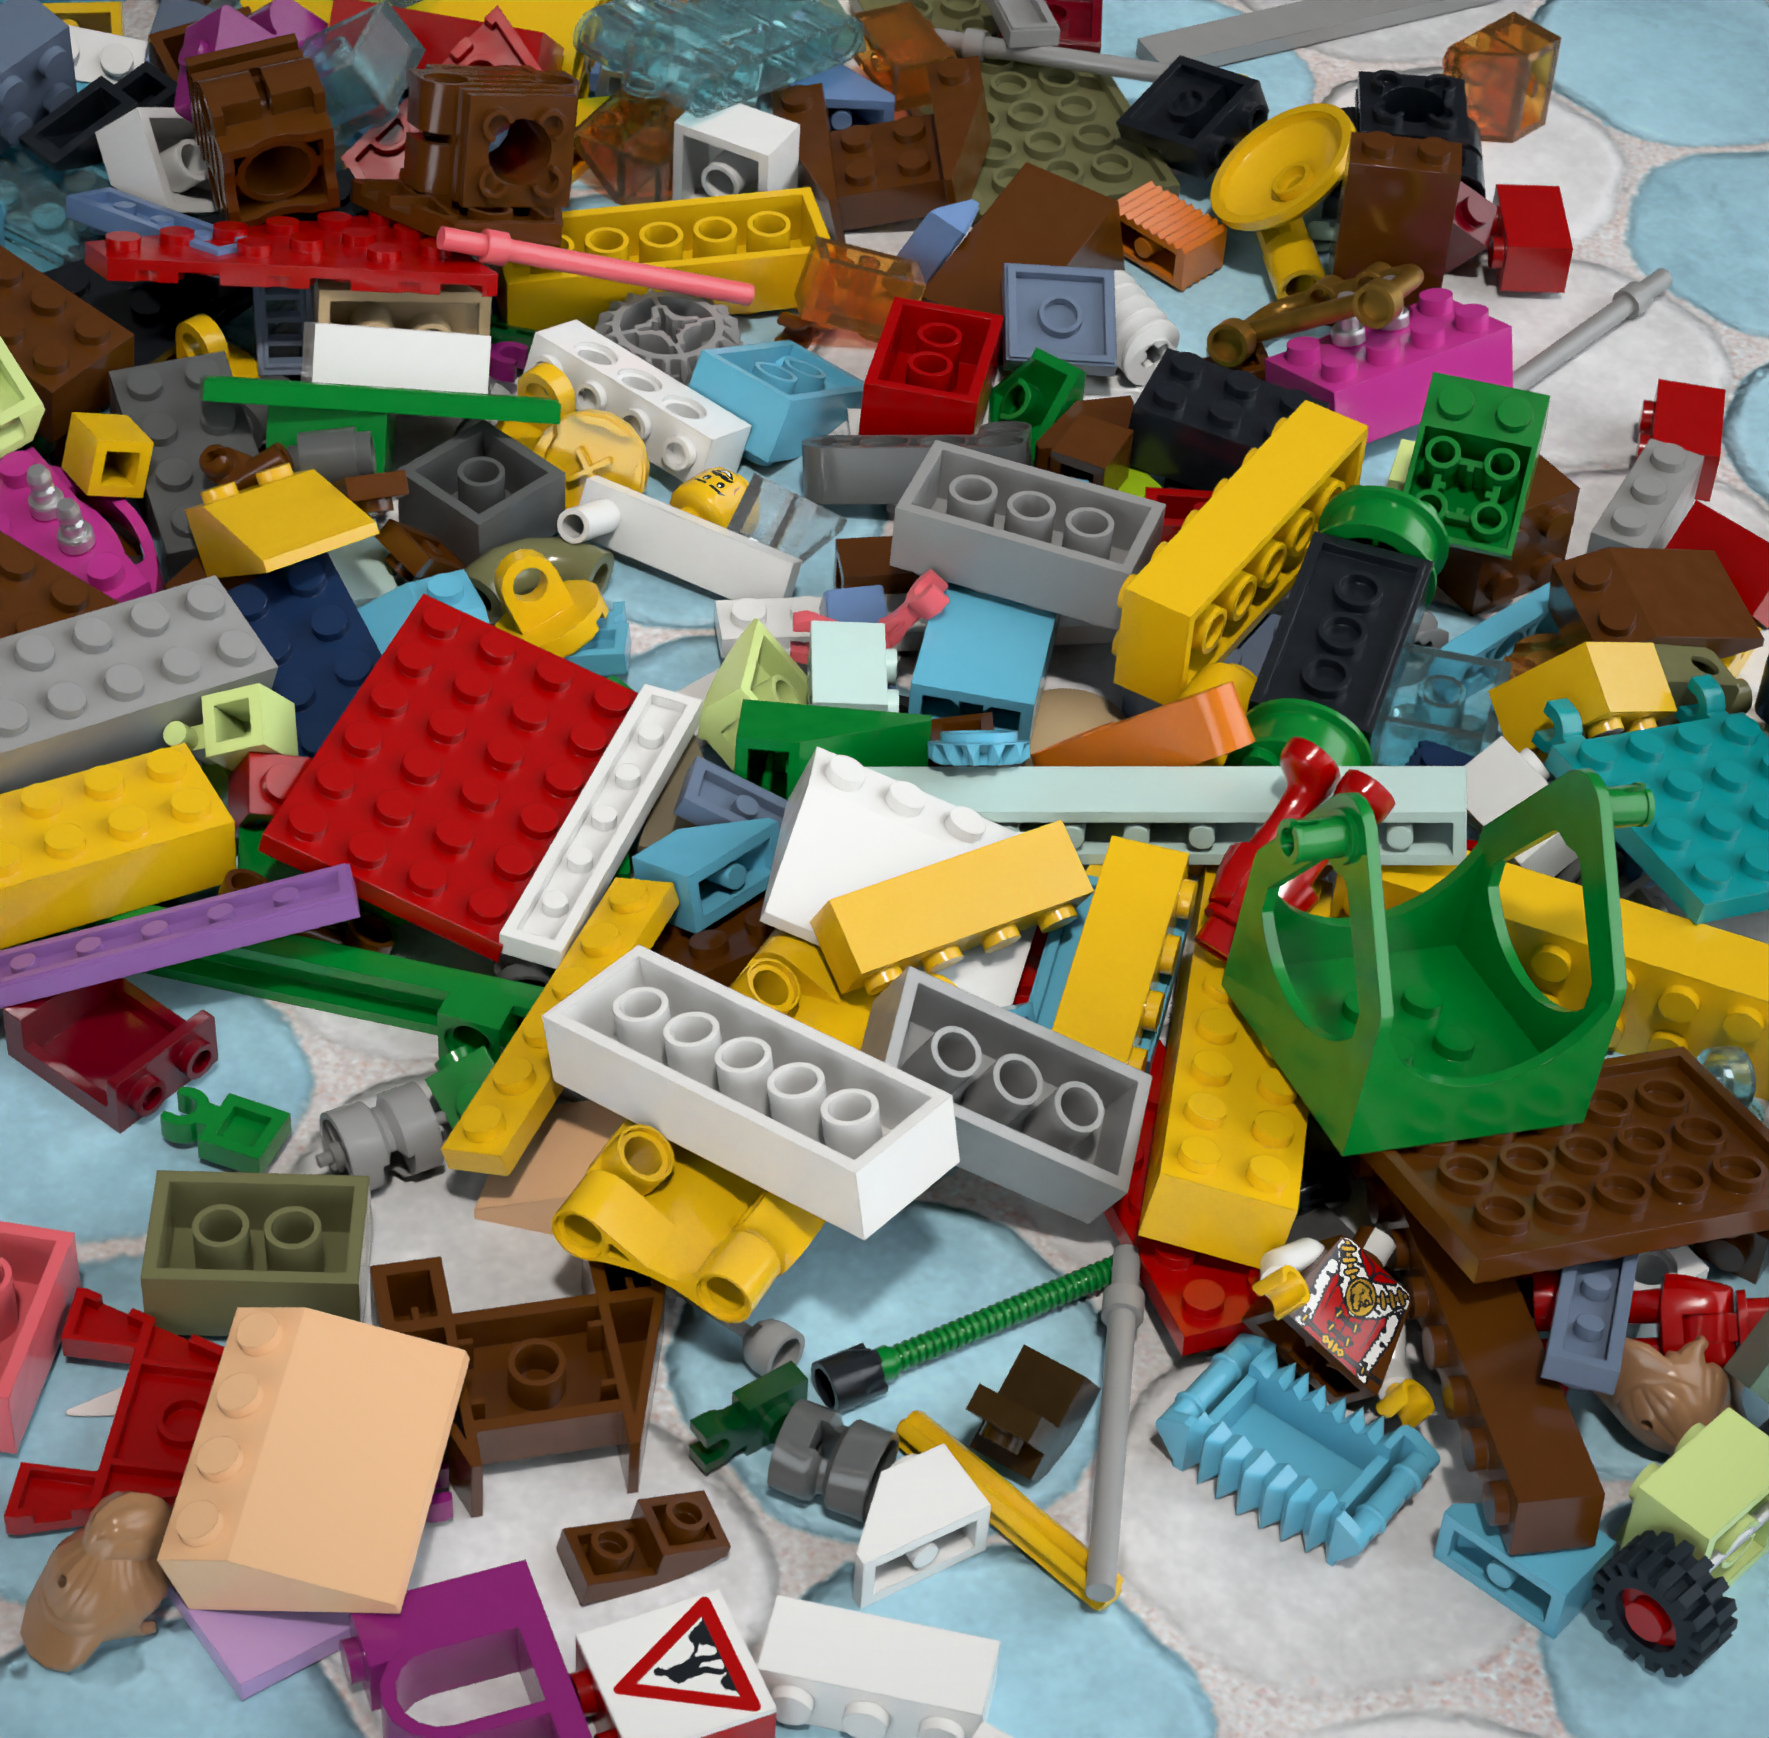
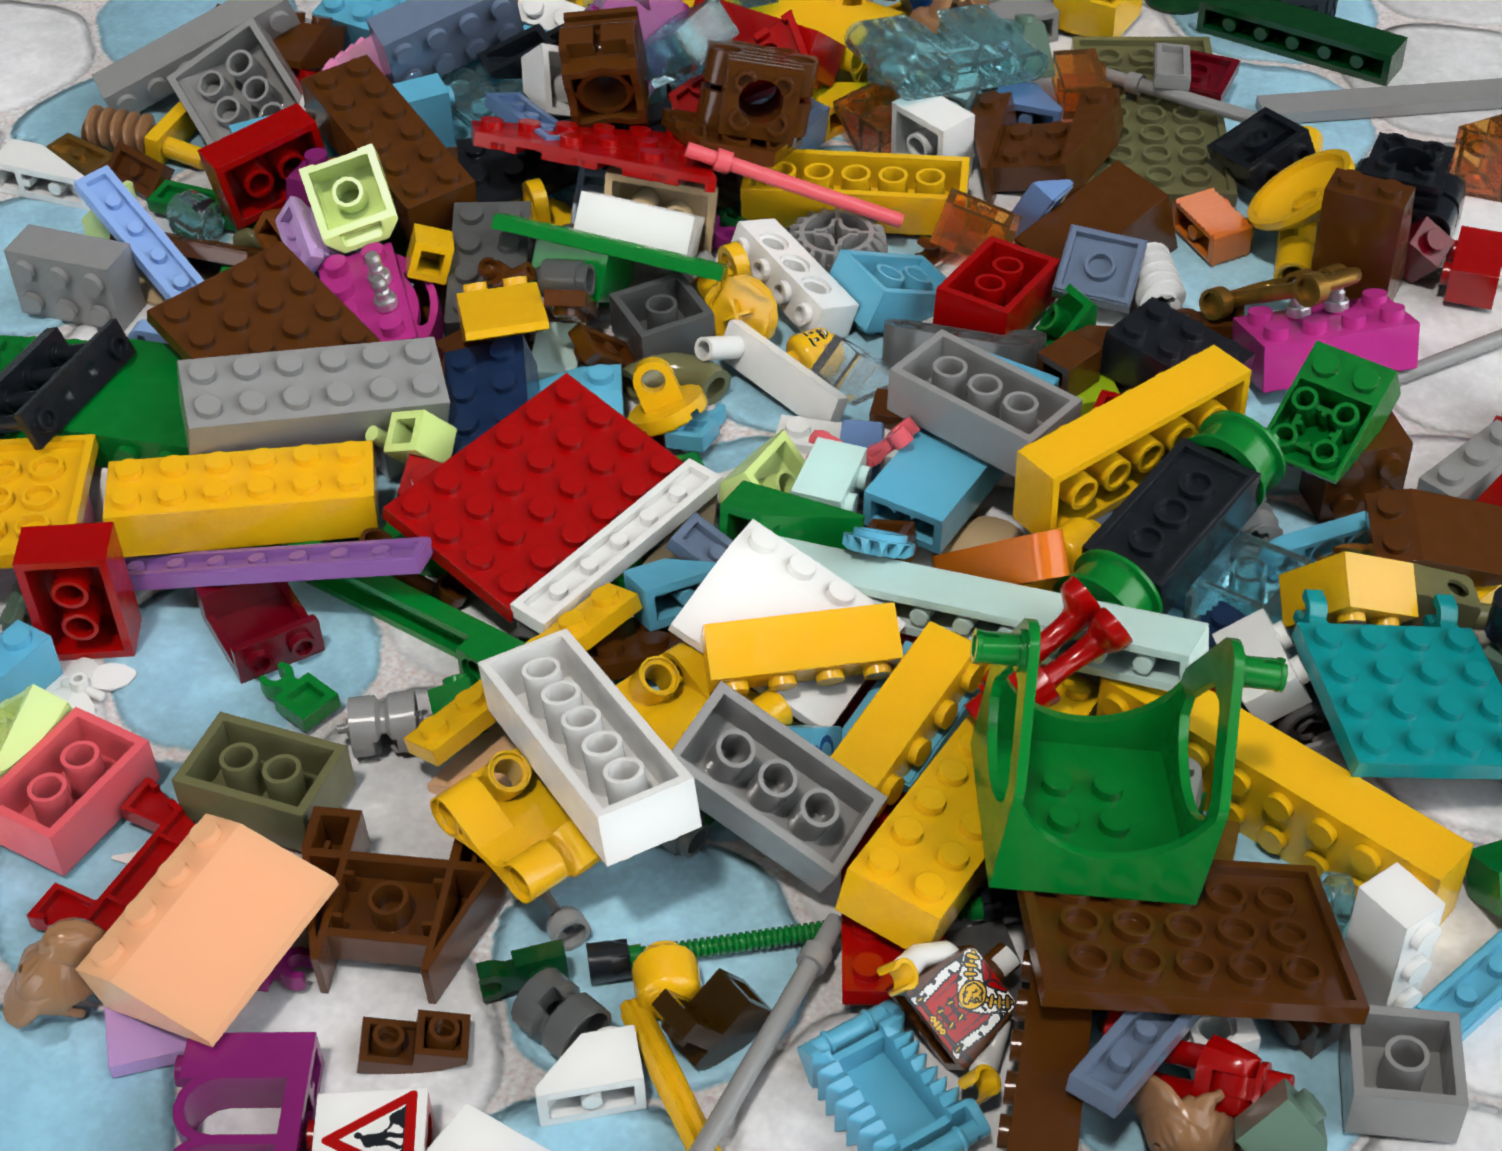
camera: 25 degrees right, 0 degrees up
(939, 1376) = (661, 967): none -> yellow head

